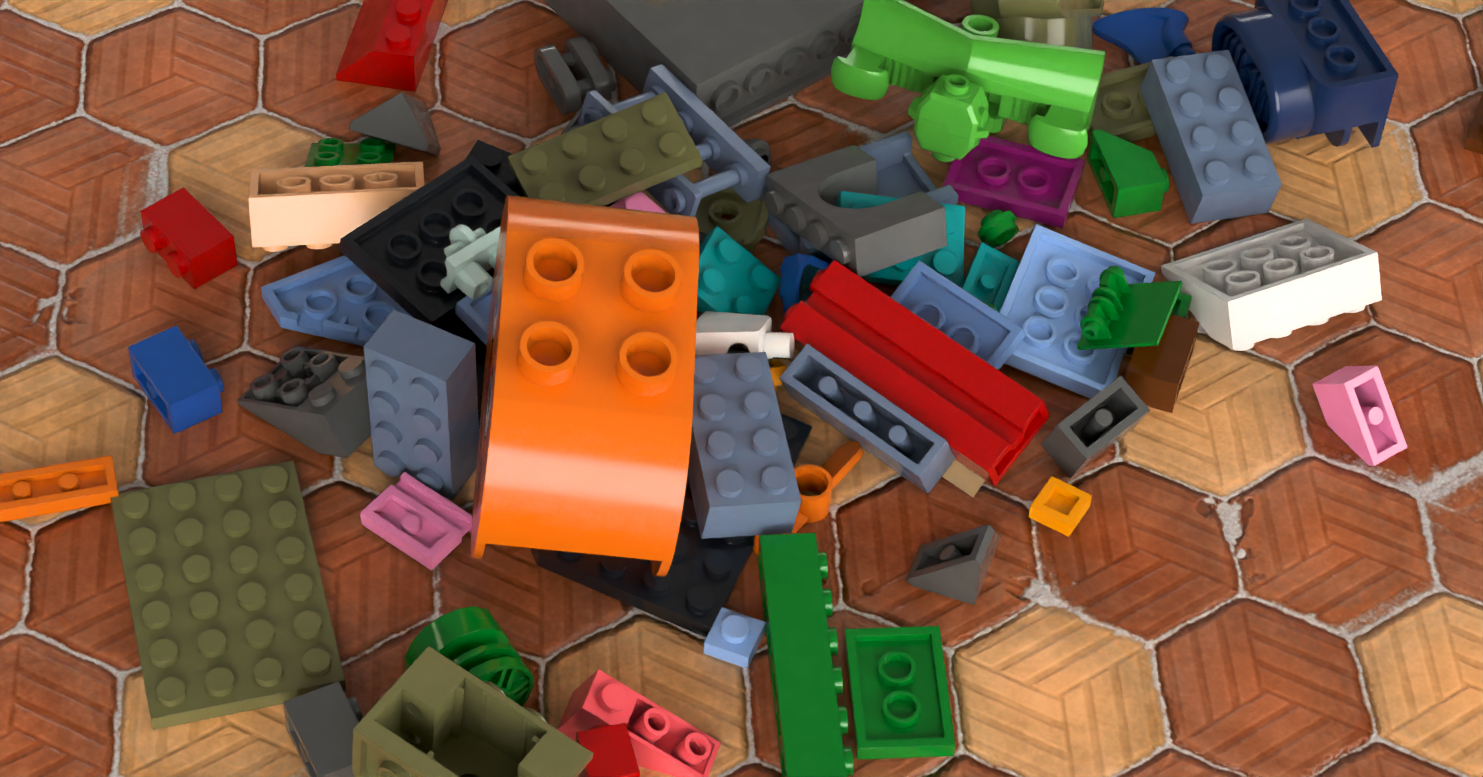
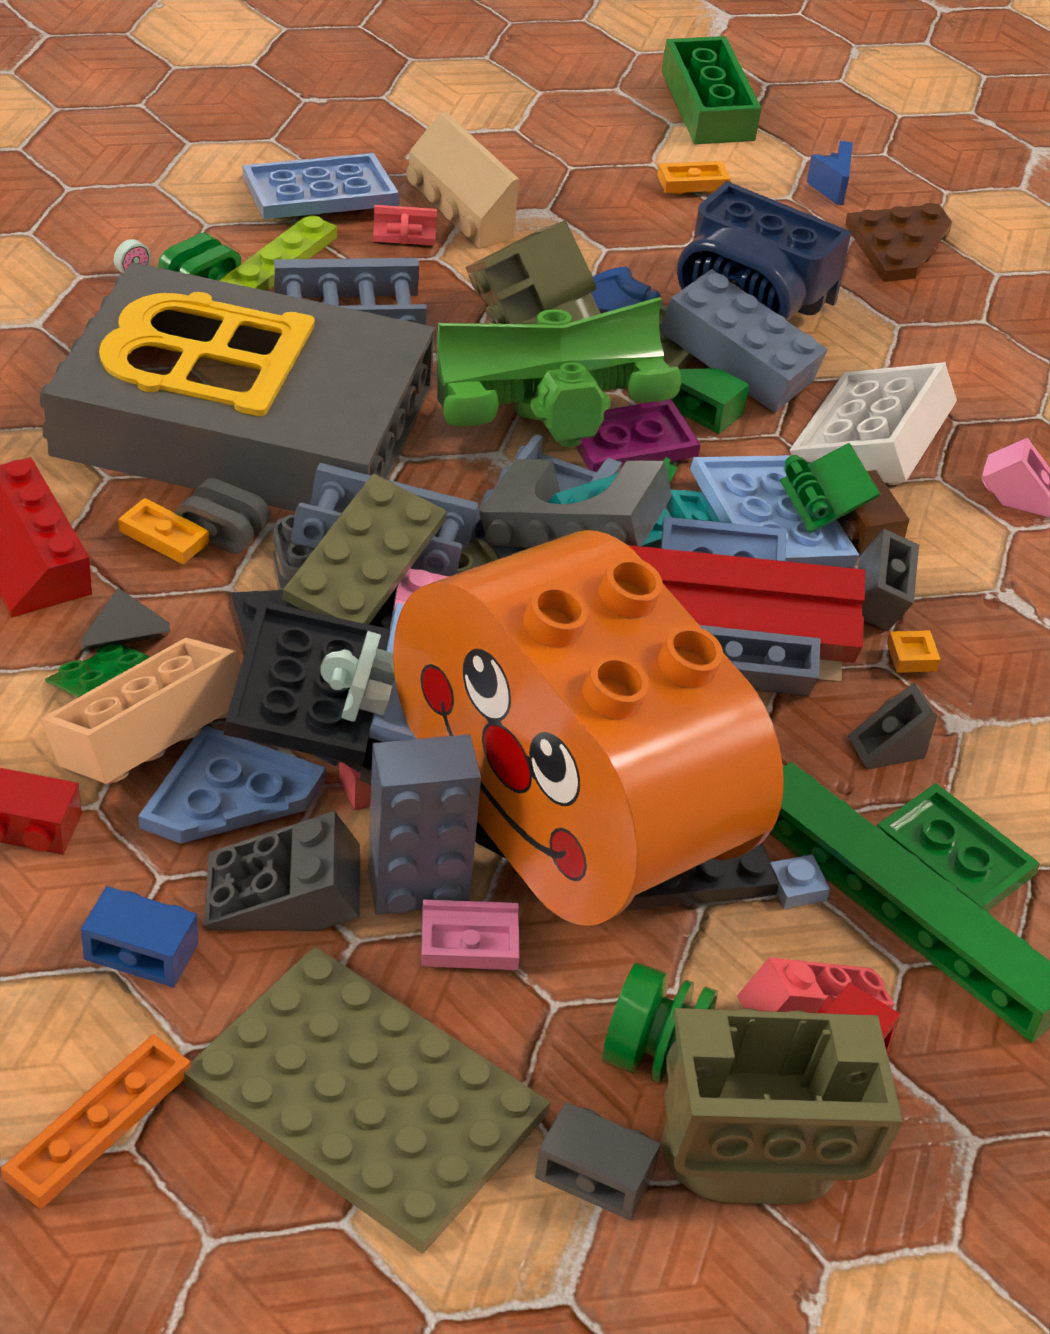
camera: 40 degrees left, 5 degrees down
(514, 65) = (163, 531): none -> light orange plate

